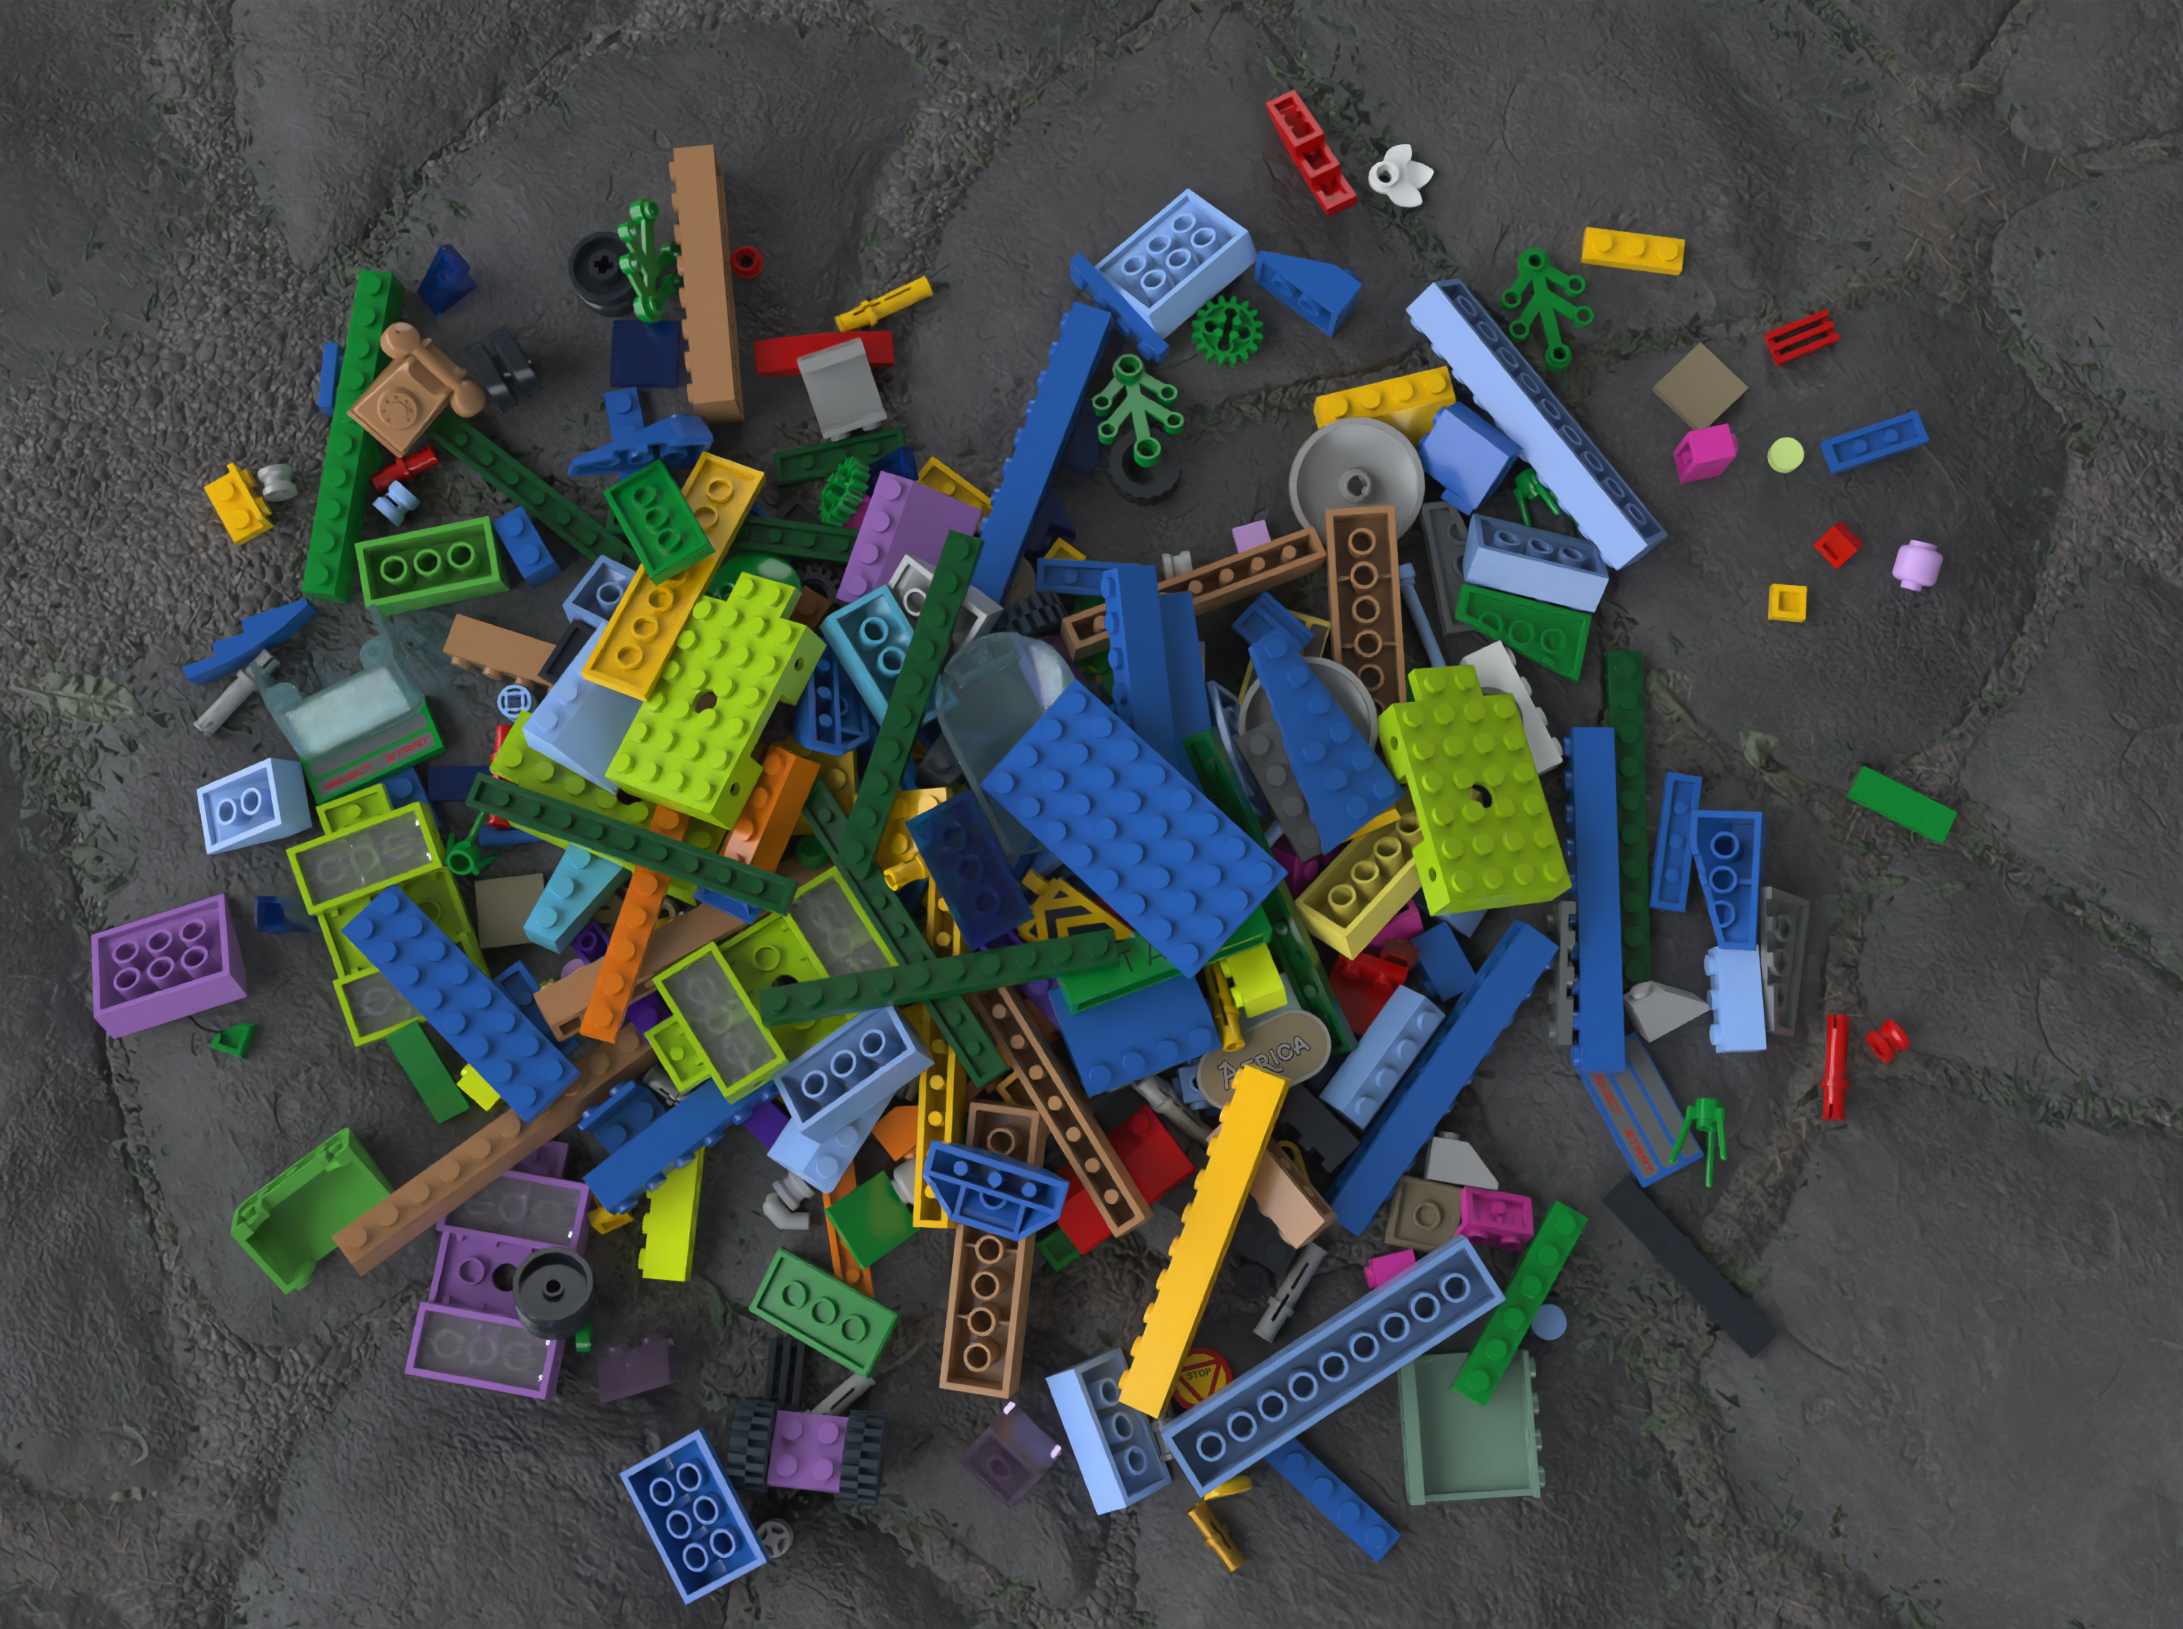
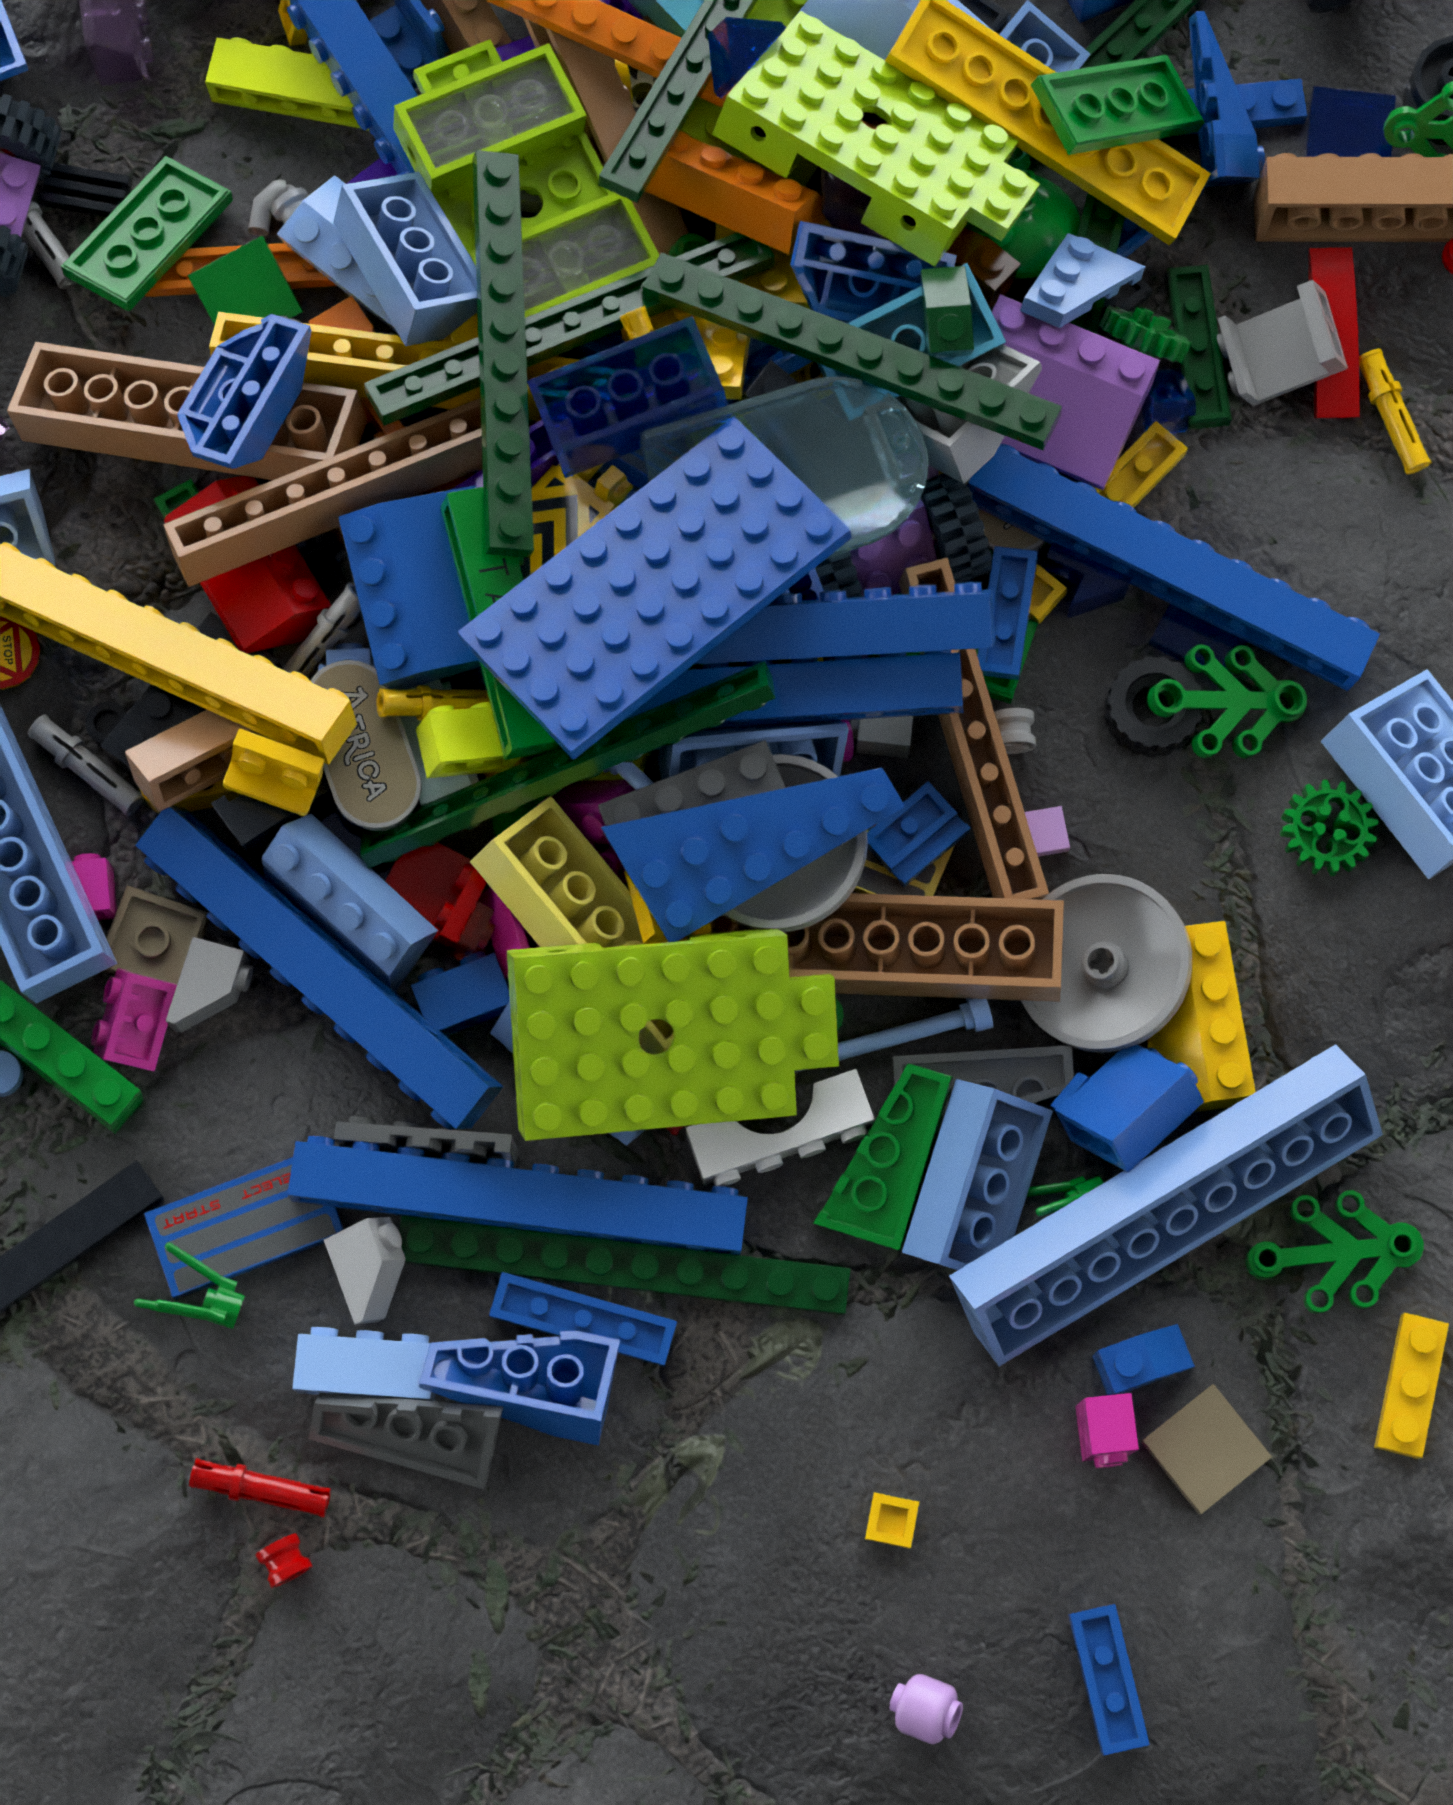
camera: 95 degrees right, 5 degrees down
(658, 815) = (737, 46): none -> clear blue slope
(814, 542) = (1076, 279): none -> medium blue wing
(873, 627) = (947, 312): none -> dark green slope
(1126, 318) = (1415, 659): blue plate -> none
(1304, 1124) = (273, 772): none -> yellow bracket
(1309, 287) = (1364, 955): blue slope -> none
(1646, 436) = (1142, 1360): none -> blue slope
(1785, 455) = (1102, 1553): yellowish green tile -> none
(1826, 326) = (1299, 1636): red tile -> none
(1838, 544) = (966, 1603): red tile -> none
(1902, 805) = (598, 1637): green tile -> none

